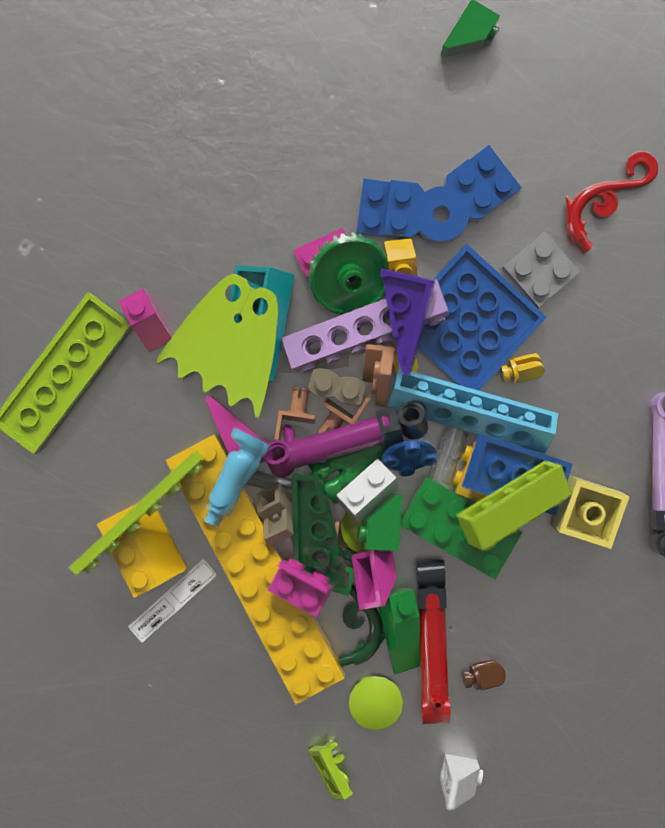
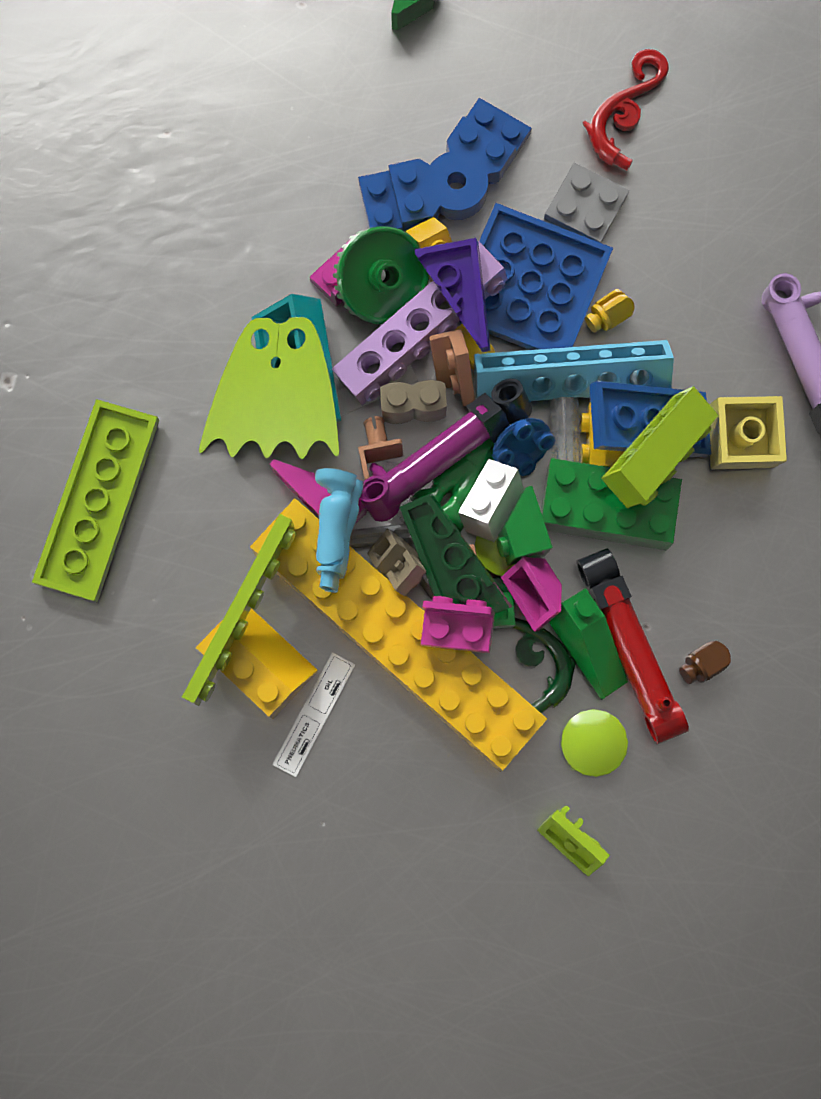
camera: 15 degrees left, 10 degrees down
(145, 319) = (171, 406): dark pink slope -> none
(339, 415) = (426, 432): nougat bracket -> none
(459, 779) = (725, 787): white slope -> none

